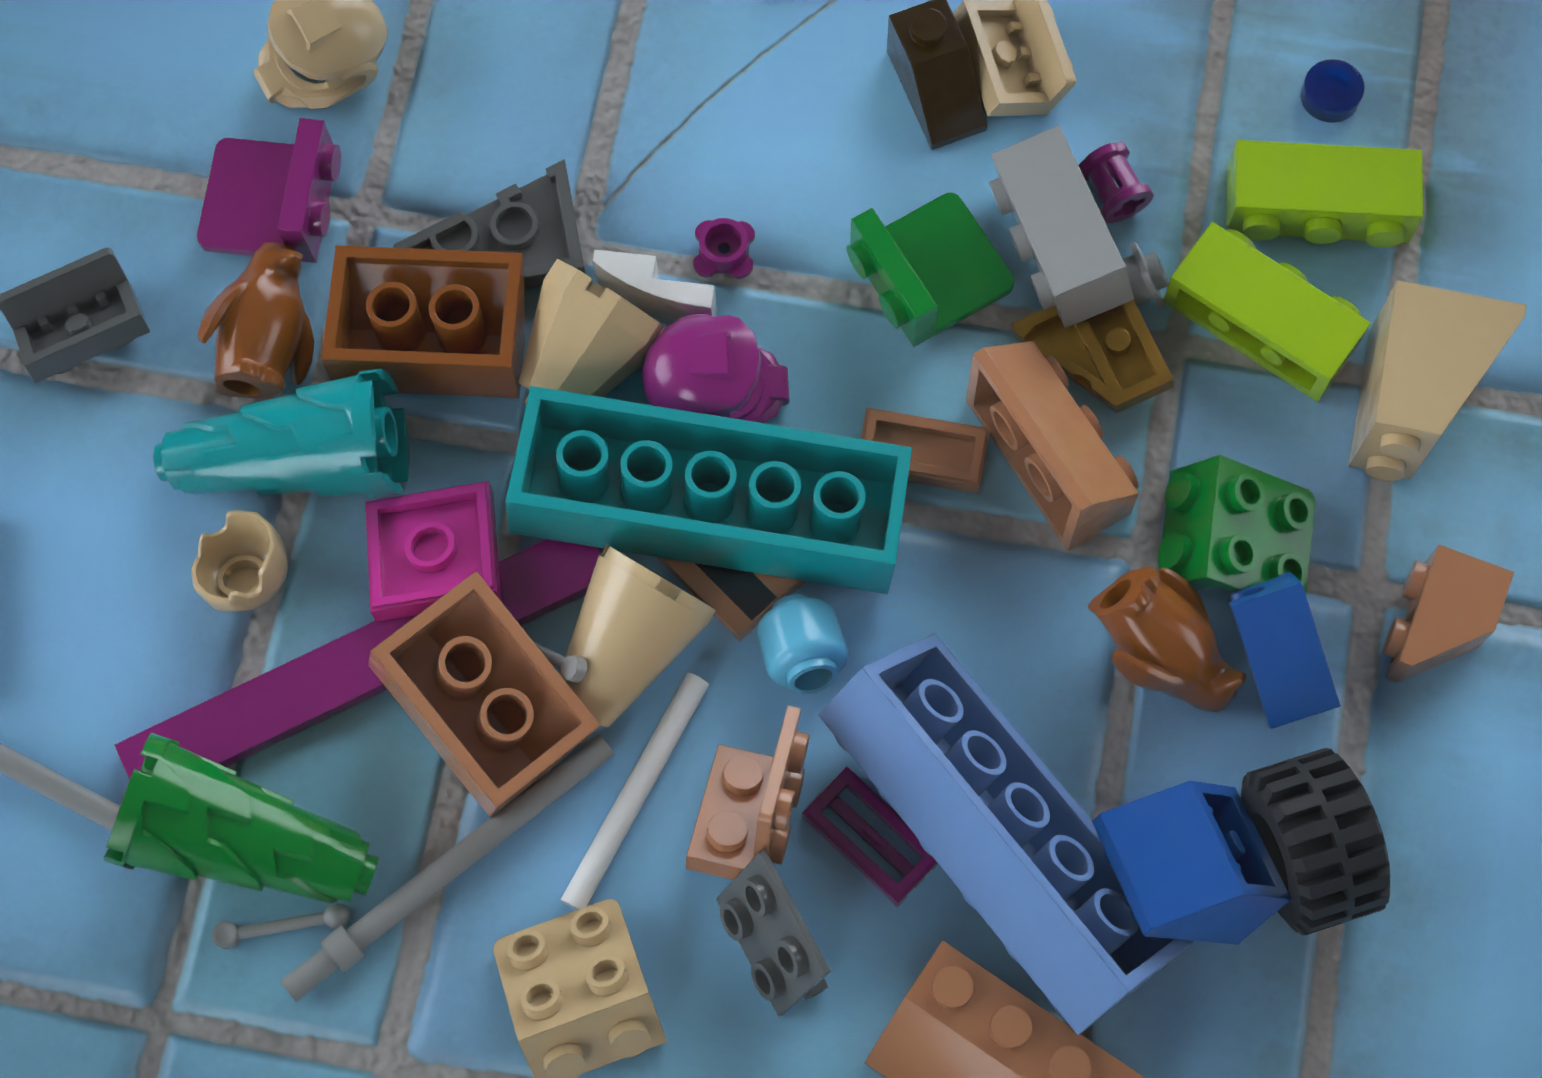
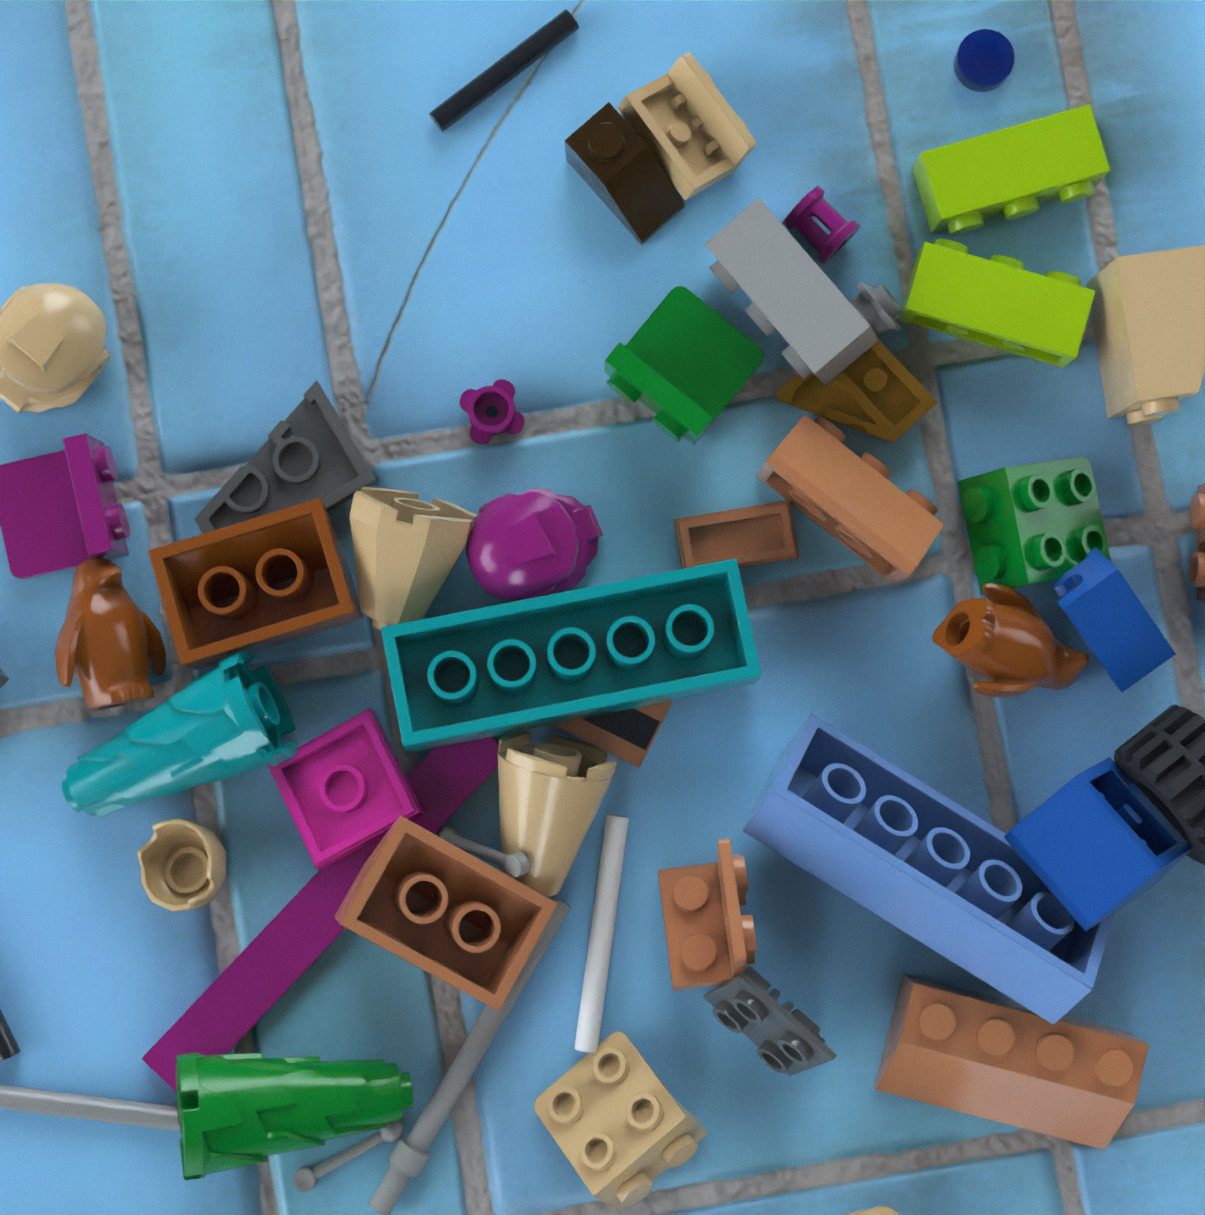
camera: 20 degrees left, 15 degrees up
(638, 281) = (429, 476): white slope -> none
(802, 644) = (697, 757): medium azure head -> none
(830, 798) = (768, 878): magenta tile -> none

